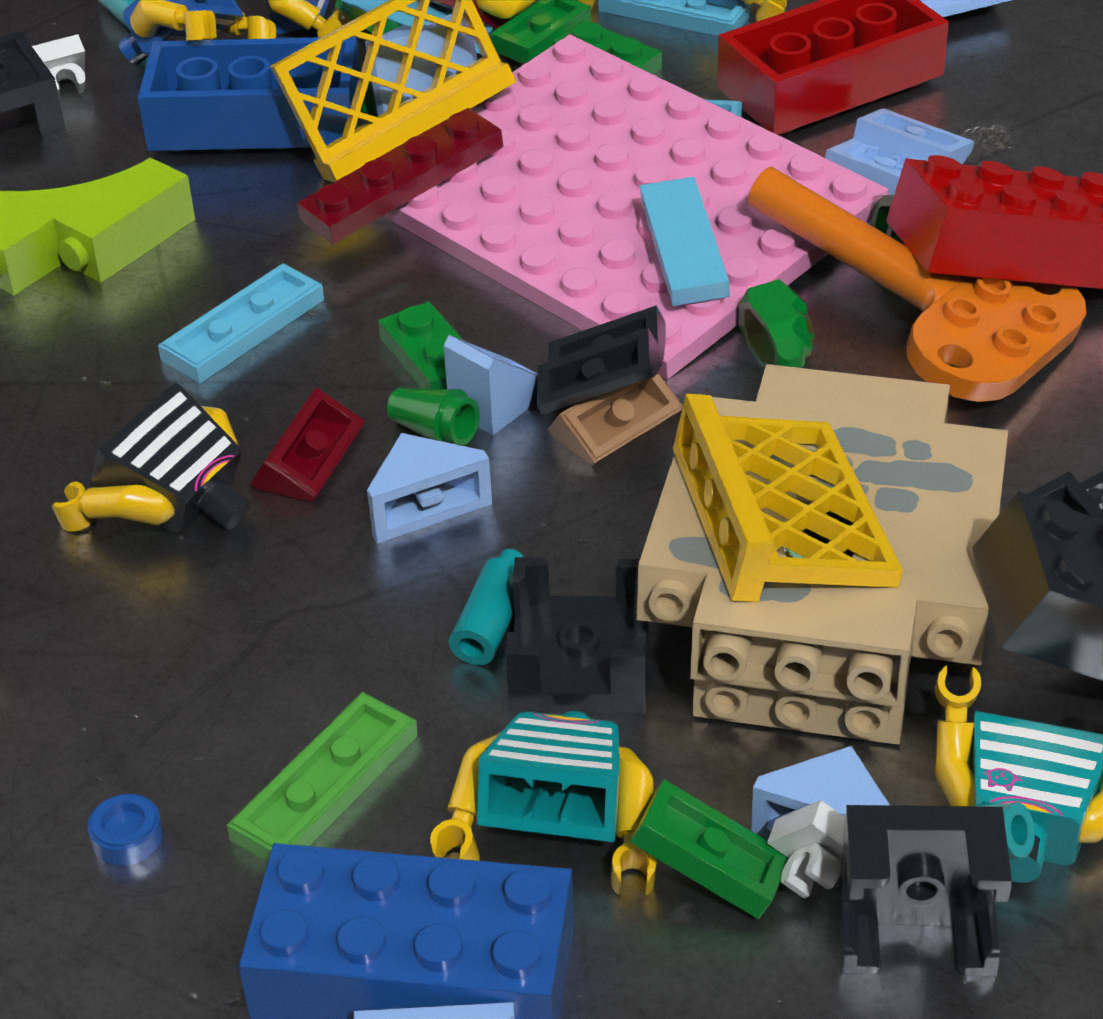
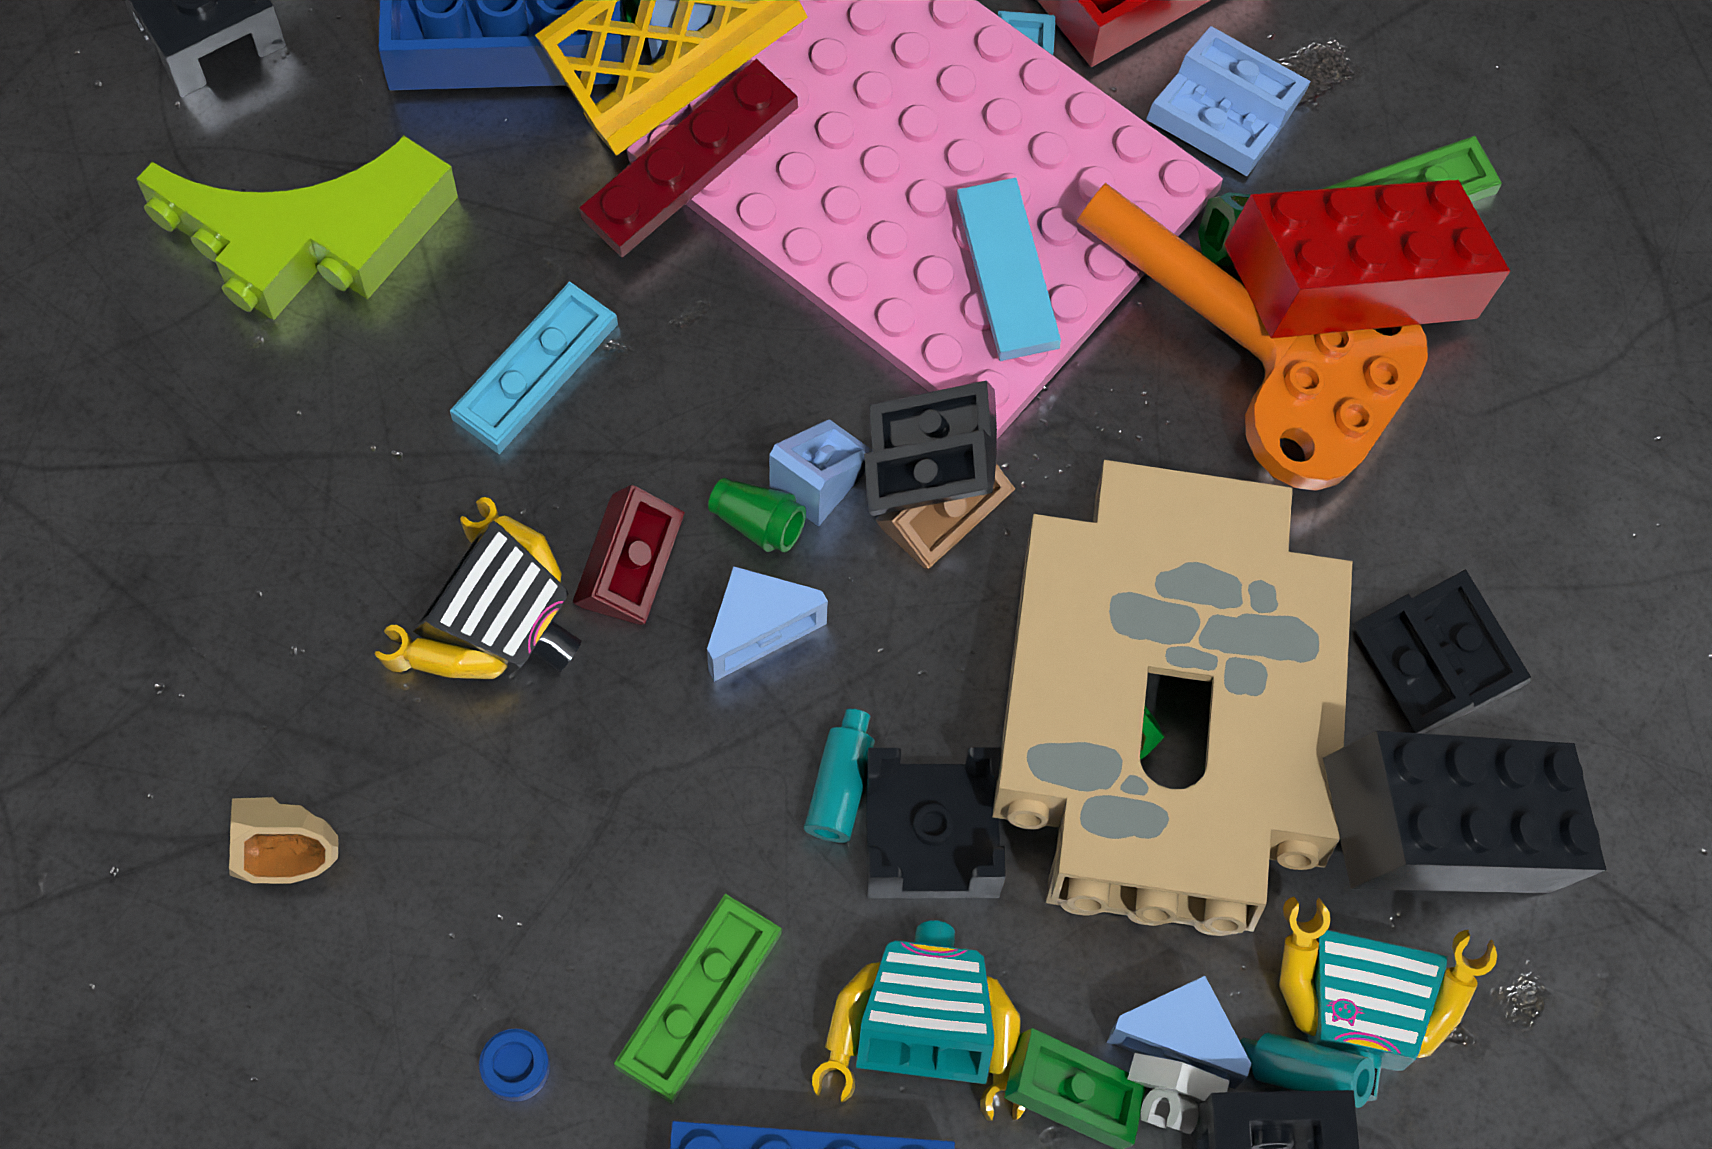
camera: 10 degrees left, 25 degrees up
(418, 342) = (740, 406): green plate -> none
(732, 502) = (1085, 717): yellow fence -> none
(776, 325) = (1109, 385): green rock -> none

